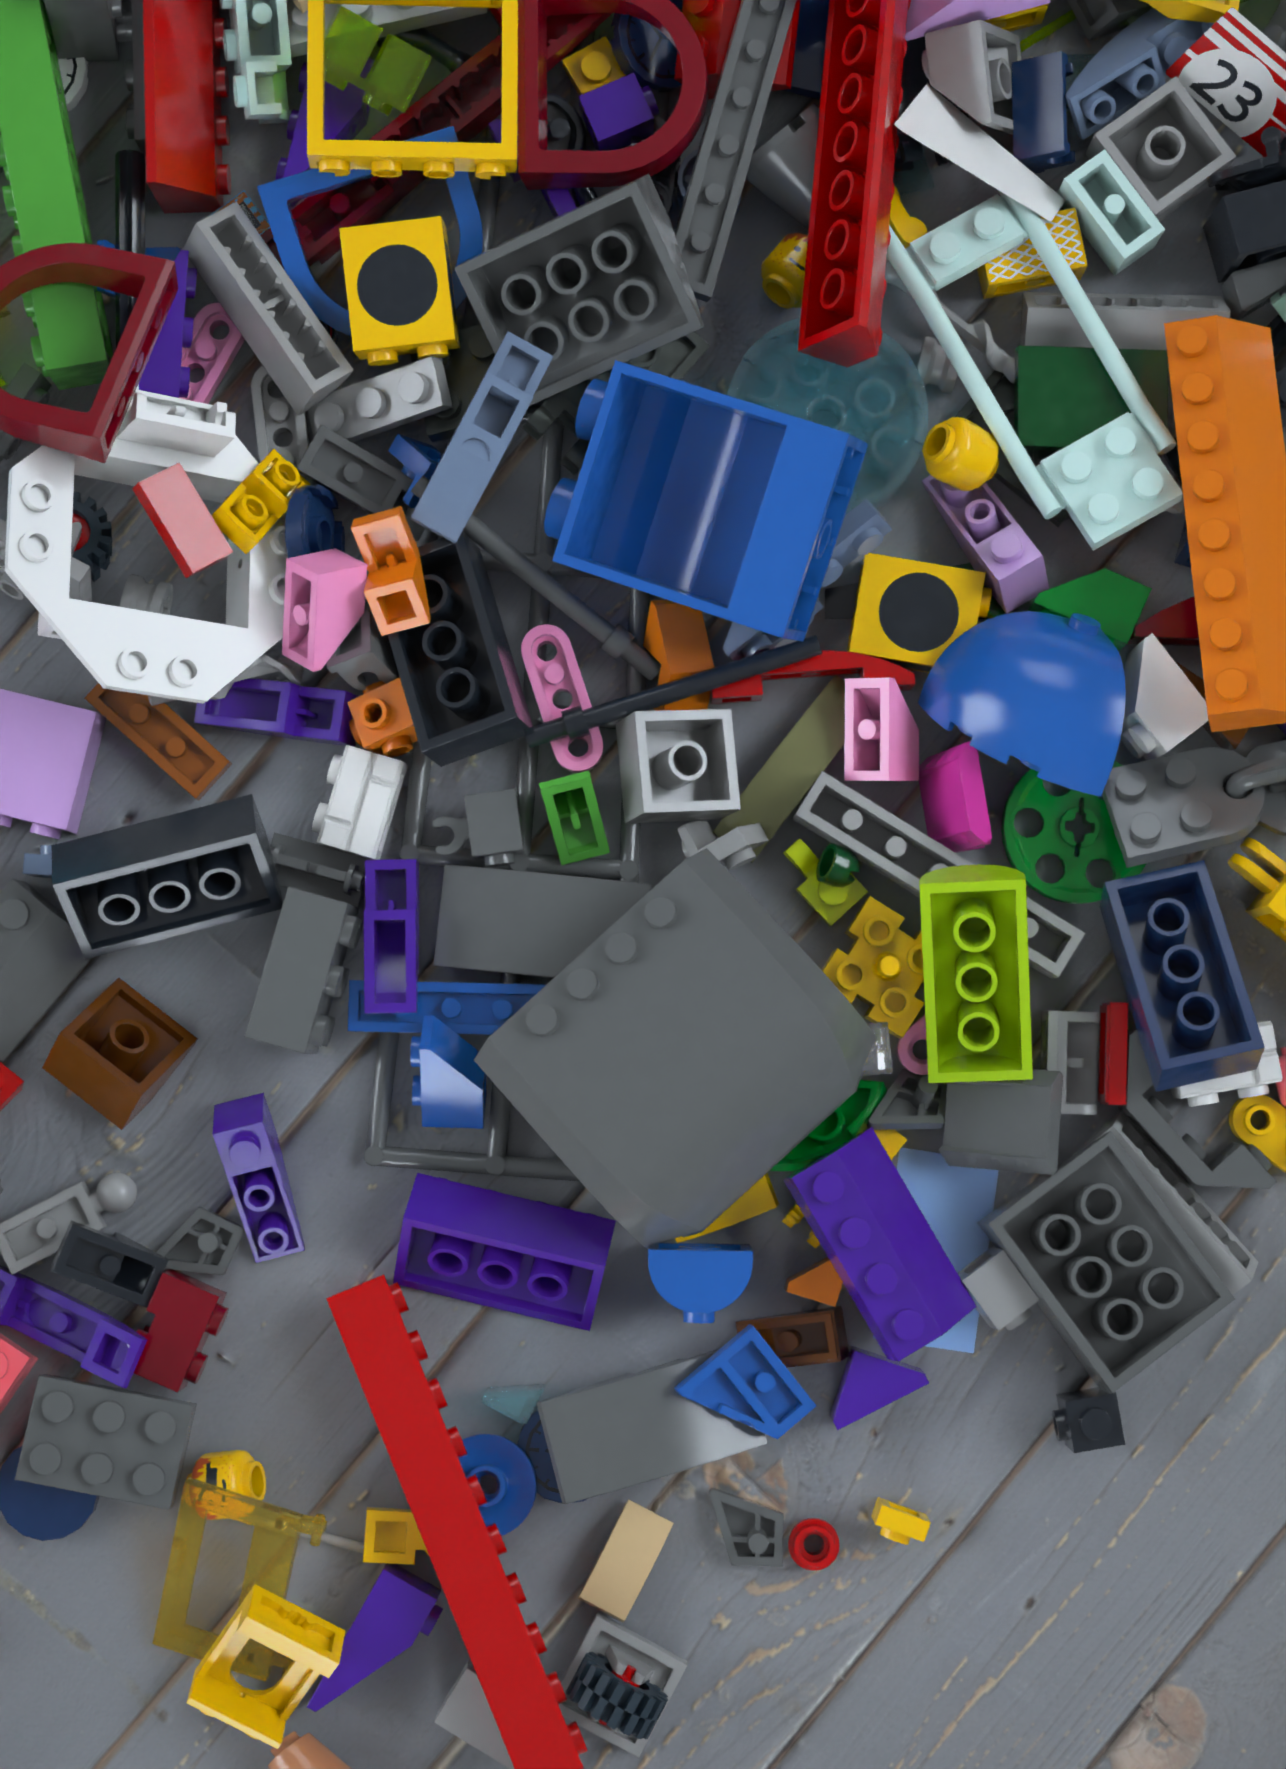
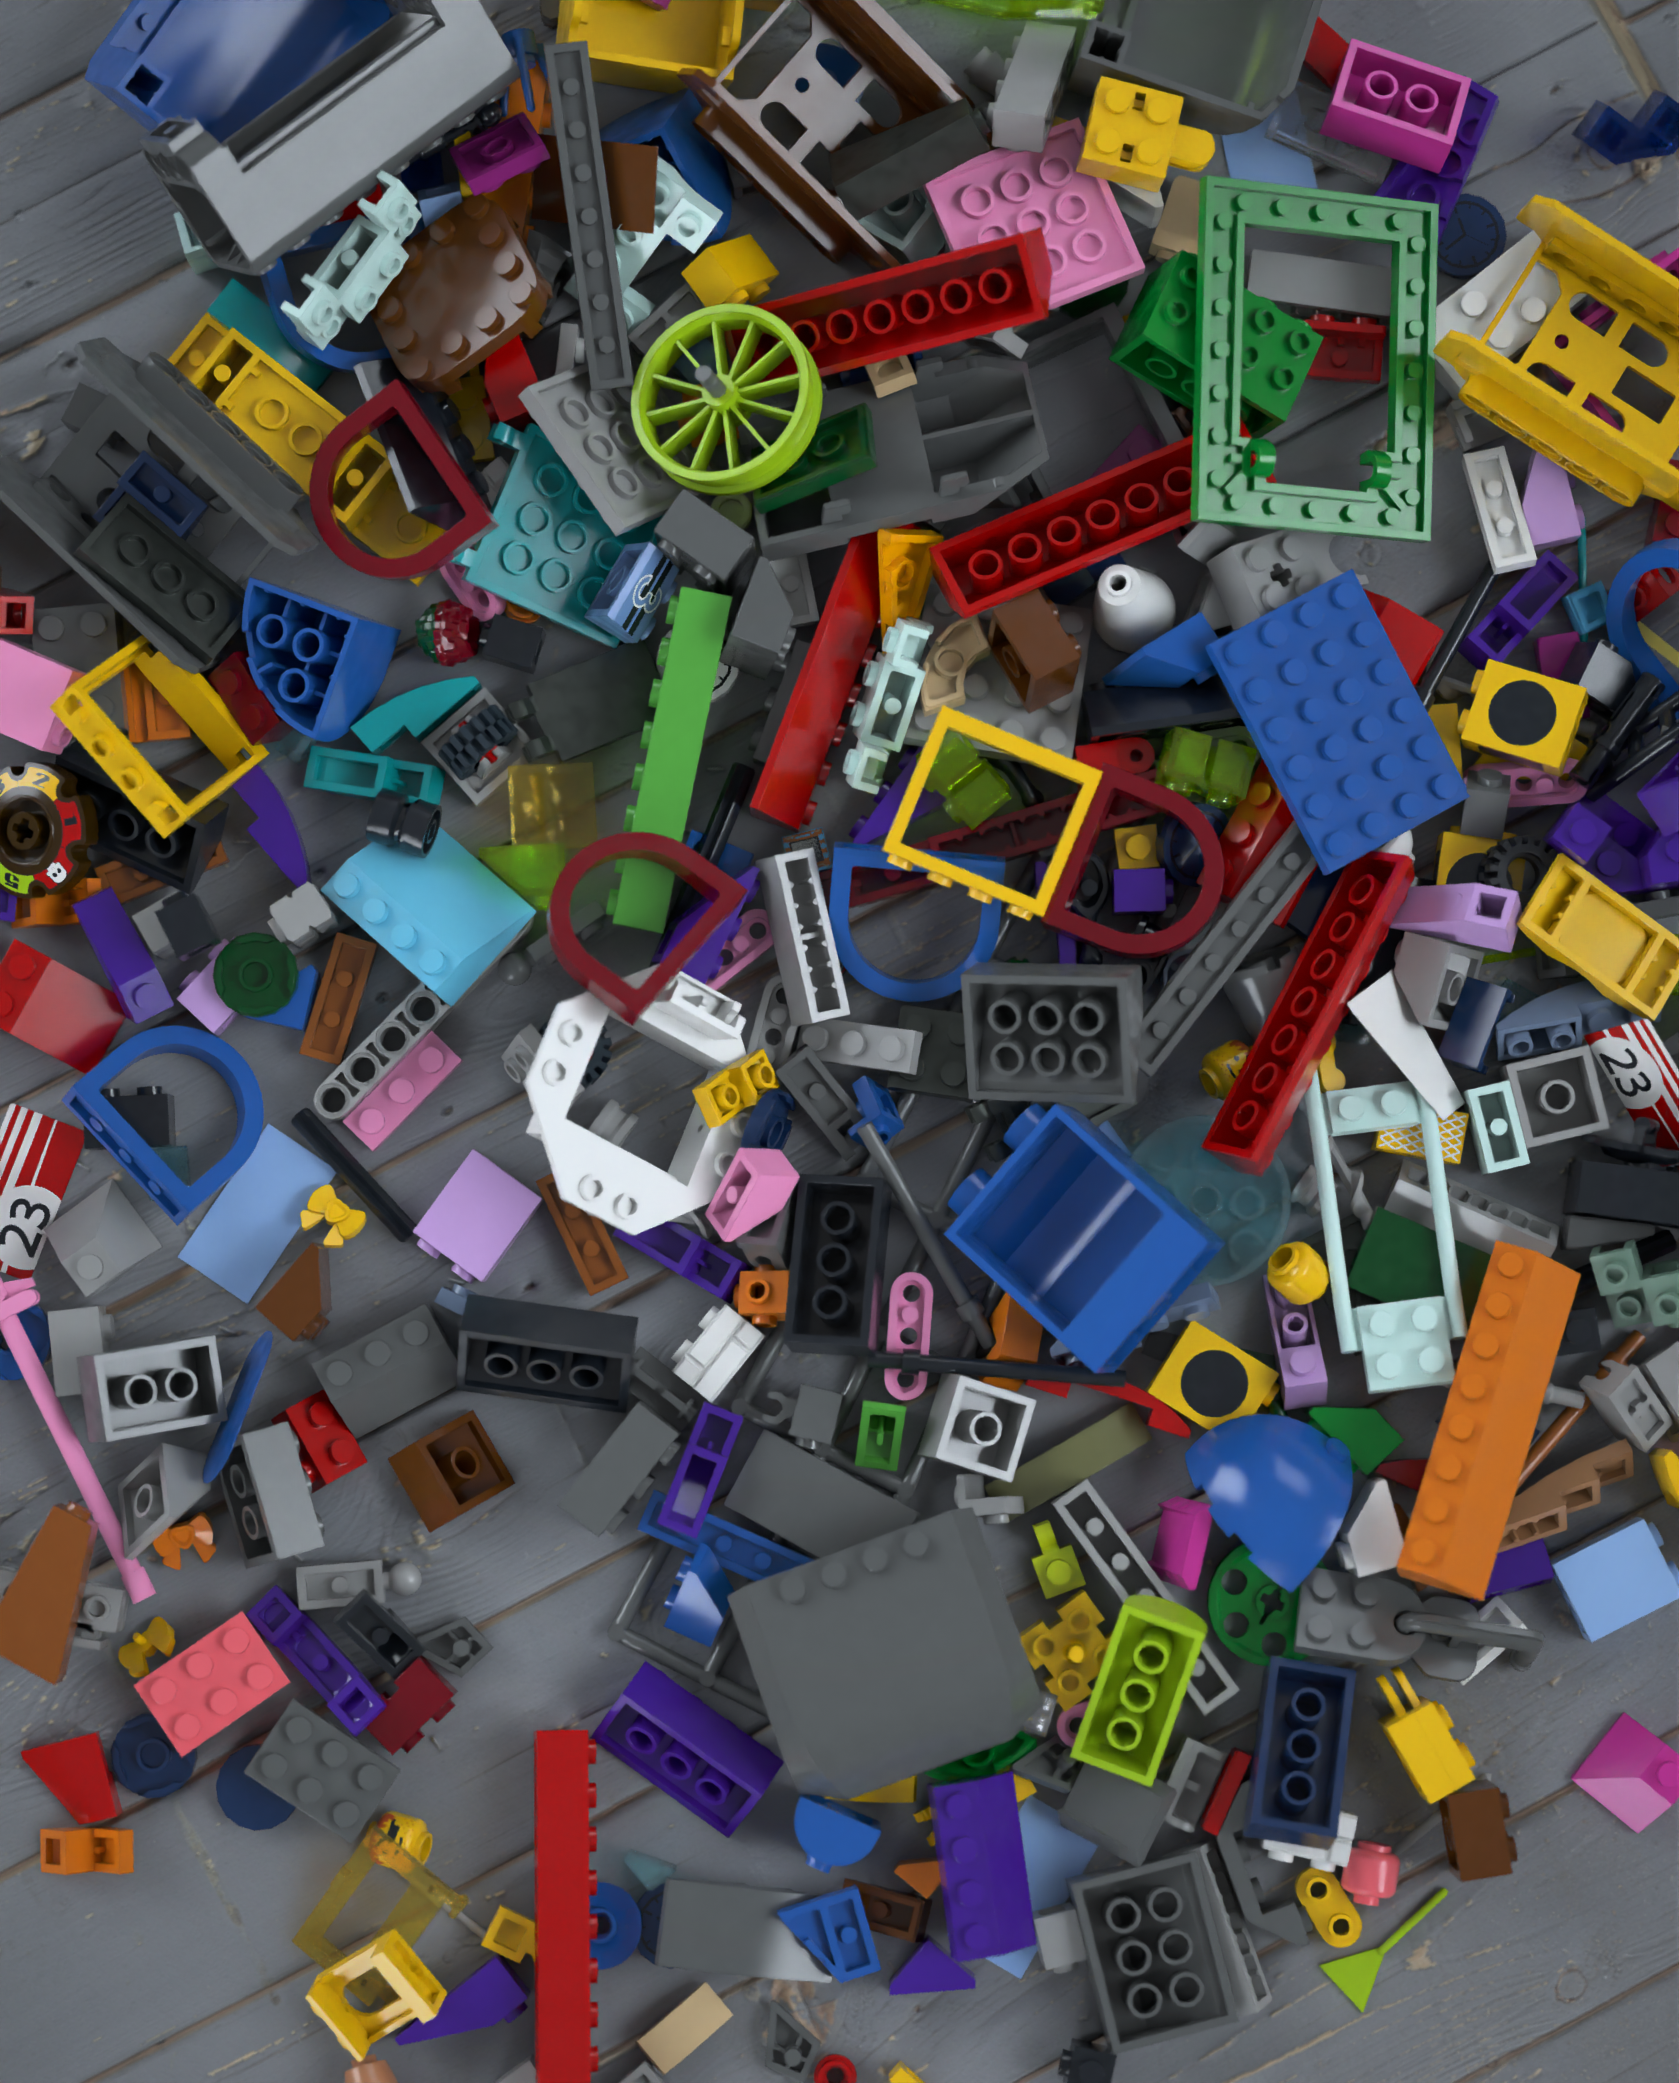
camera: 20 degrees right, 0 degrees up
(182, 520) = (671, 1086): tile -> none
(257, 1176) = (519, 1612): dark purple slope -> none
(395, 572) = (818, 1190): orange slope -> none
(399, 290) = (911, 969): yellow brick -> none
(481, 437) = (928, 1116): sand blue slope -> none
(836, 865) = (1069, 1556): dark green hinge -> none
(879, 732) = (1144, 1466): bright pink slope -> none

